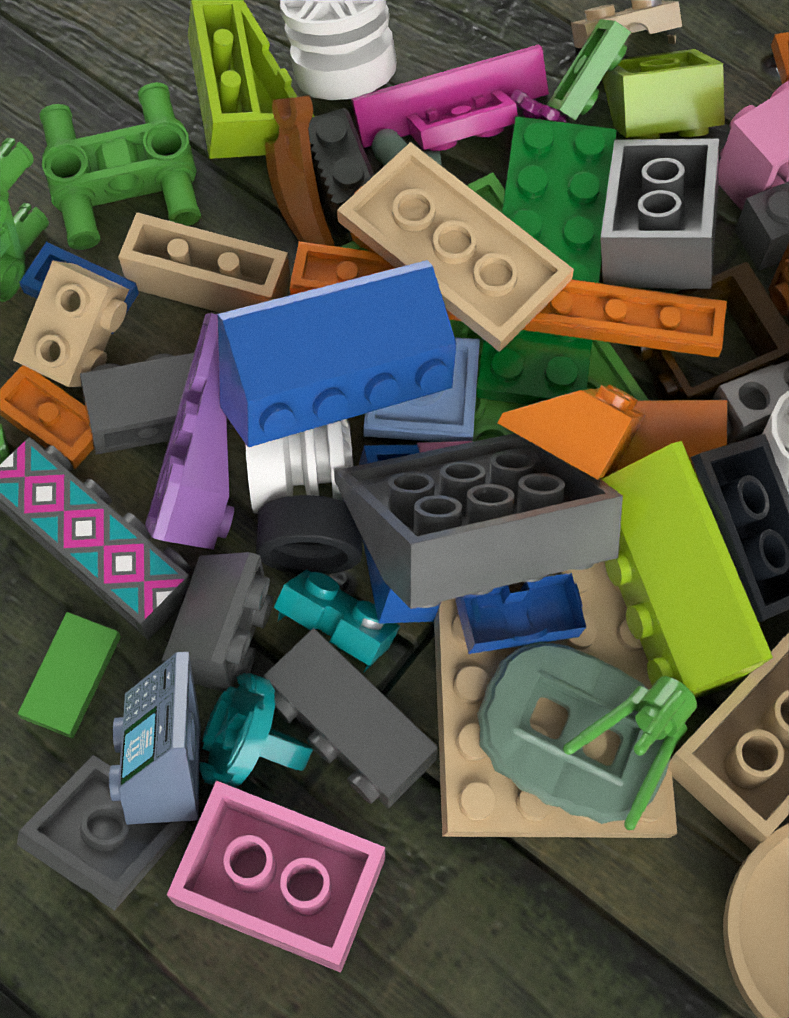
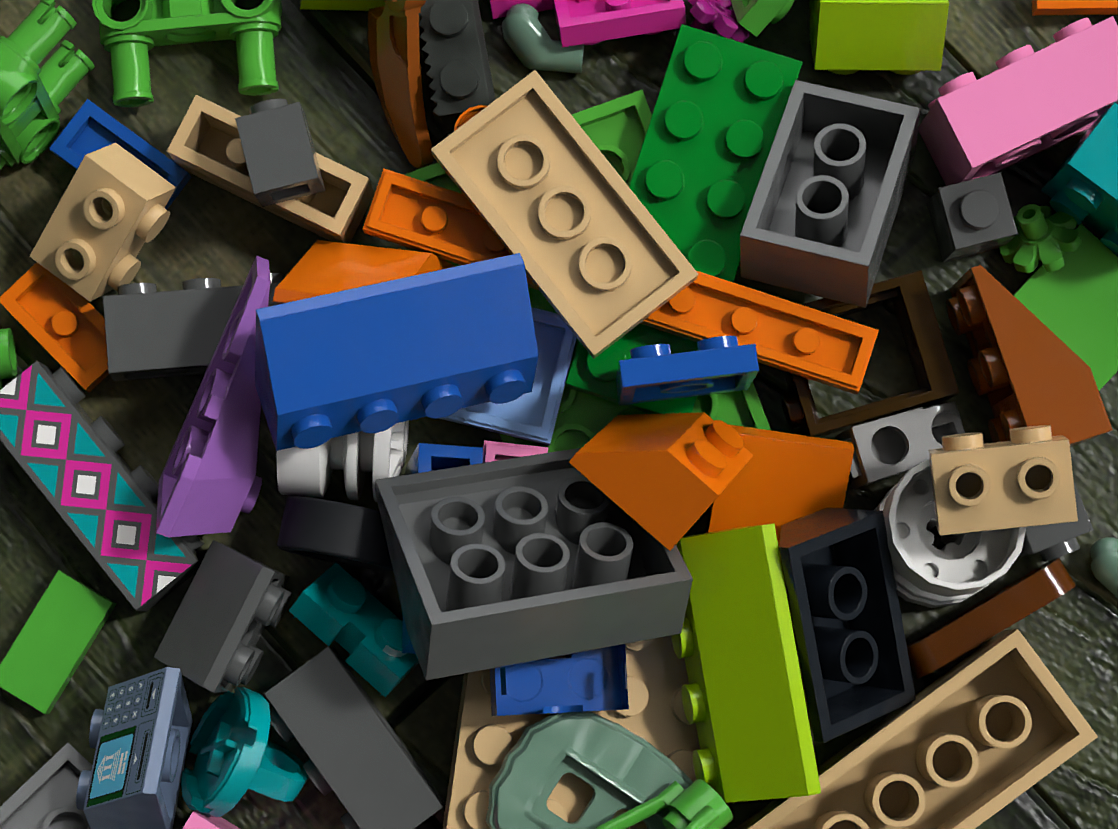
camera: 10 degrees right, 15 degrees up
(213, 235) = (279, 152): none -> dark grey brick
(580, 343) = (712, 369): none -> blue plate

